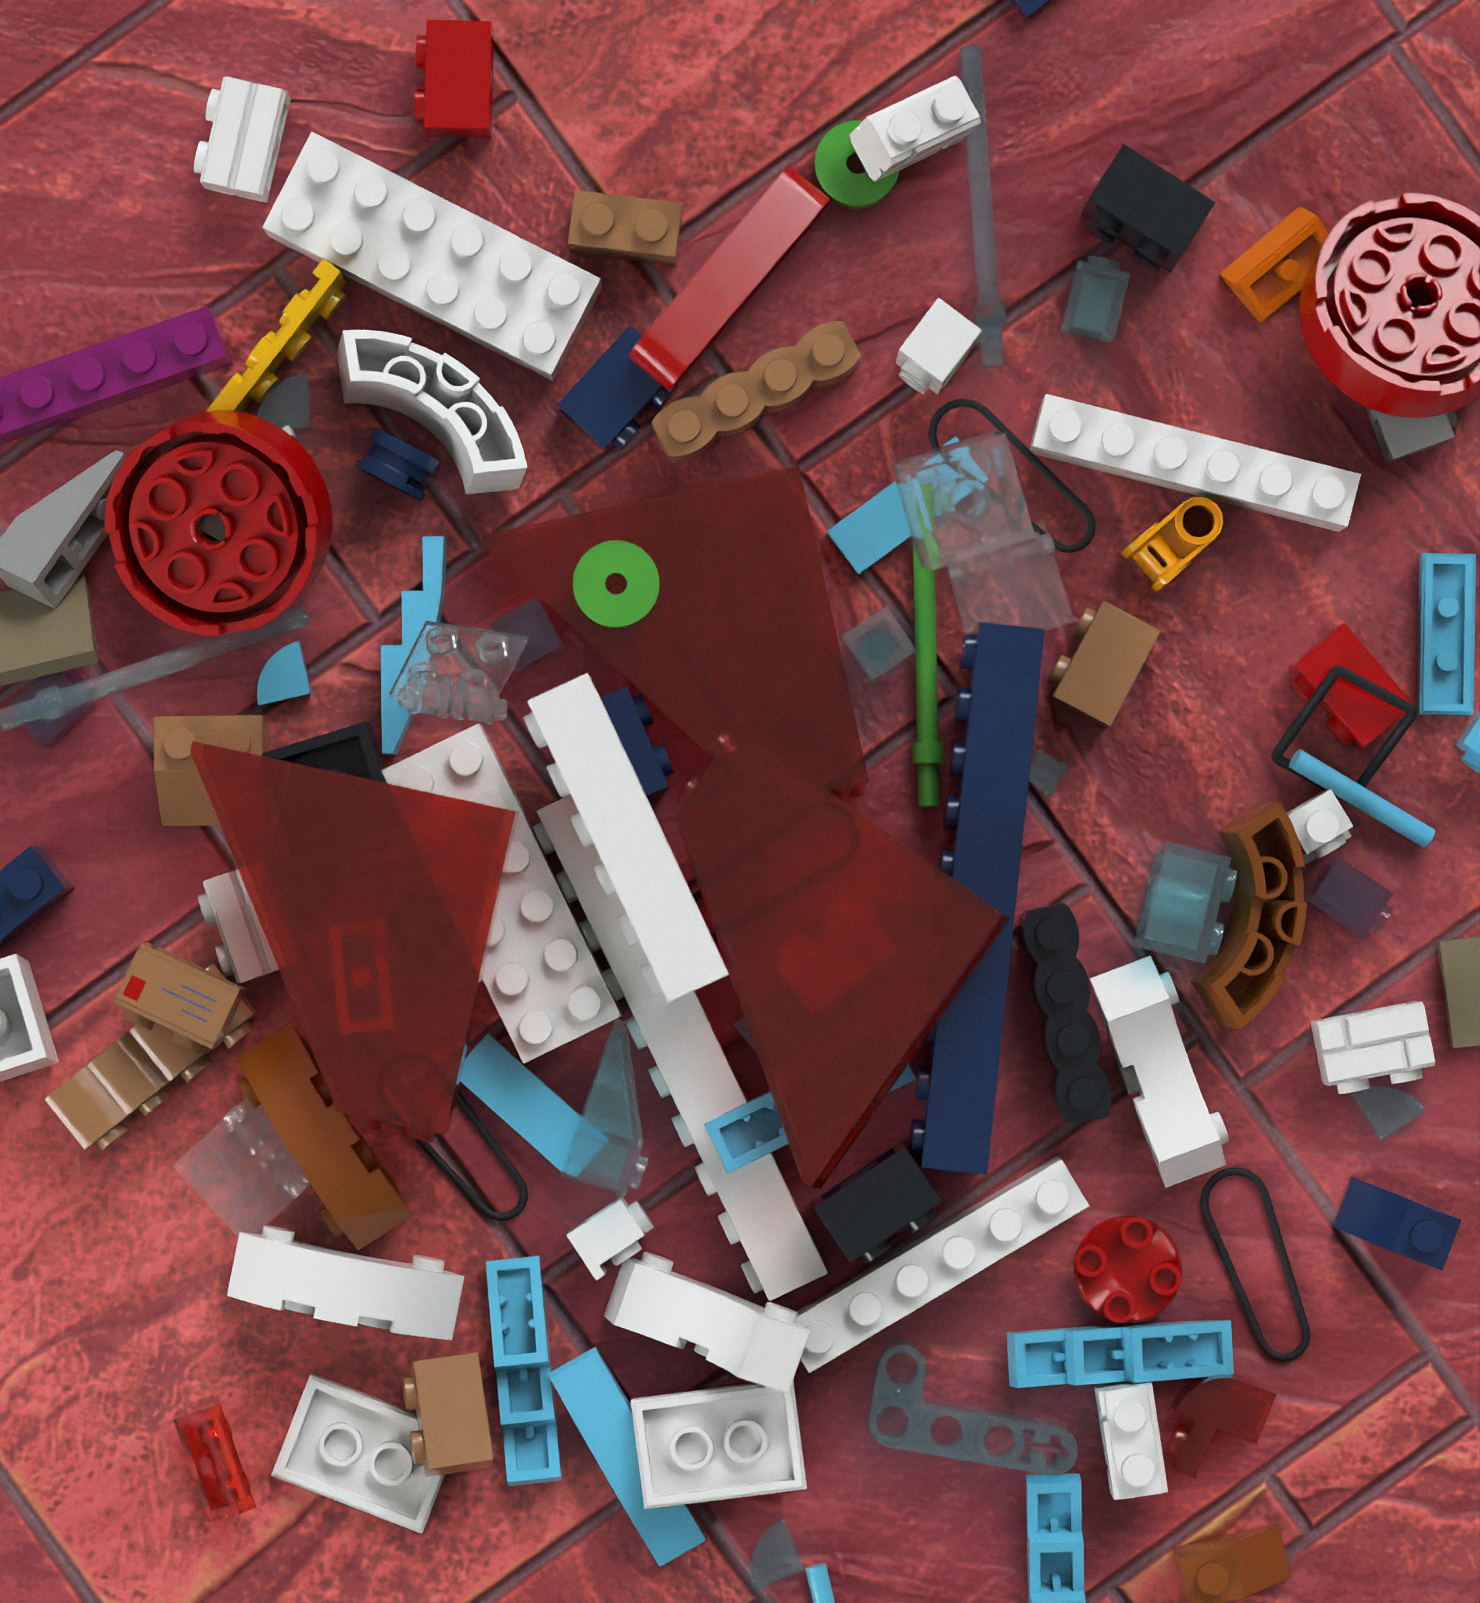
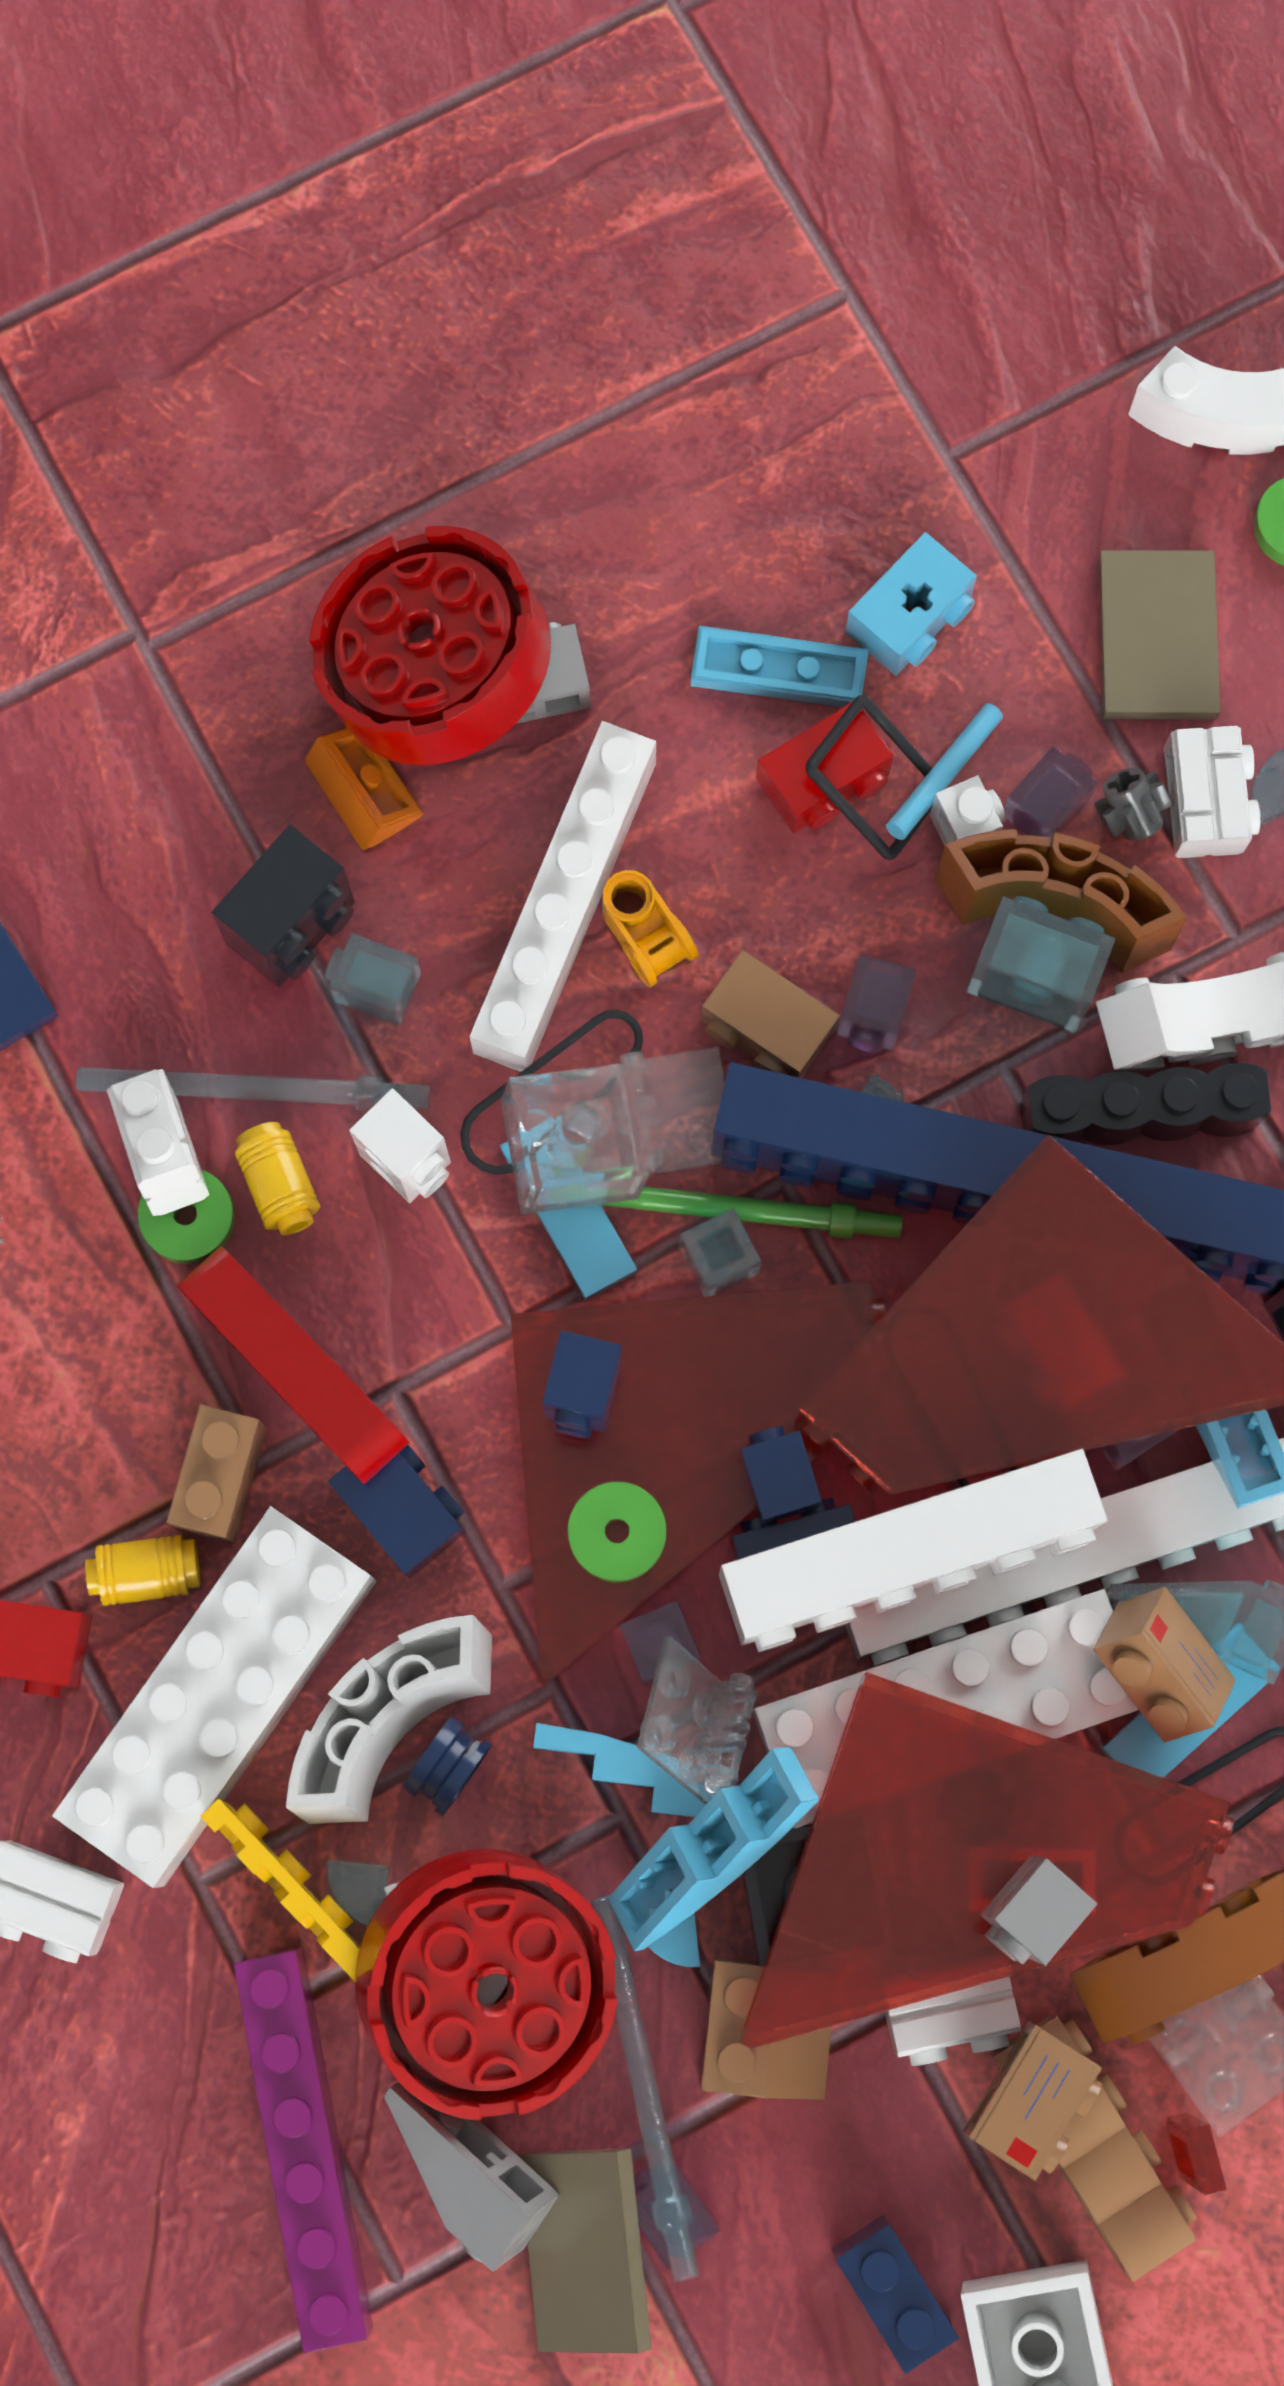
camera: 85 degrees left, 10 degrees down
(154, 1141) = (1195, 2153): none -> clear red tile
(326, 971) = (1036, 1912): none -> light grey brick
(352, 700) = (715, 1849): none -> medium azure slope
(535, 176) = (143, 1570): none -> yellow head
(559, 1073) = (1164, 1664): none -> medium nougat brick
(682, 718) = (779, 1475): none -> dark blue brick
(734, 534) = (582, 1384): none -> dark blue brick
(770, 386) = (425, 1365): medium nougat brick -> none
(899, 240) = (276, 1178): none -> yellow head
(1129, 759) = (875, 1004): none -> clear purple brick
(1351, 975) = (1133, 804): none -> dark grey gear

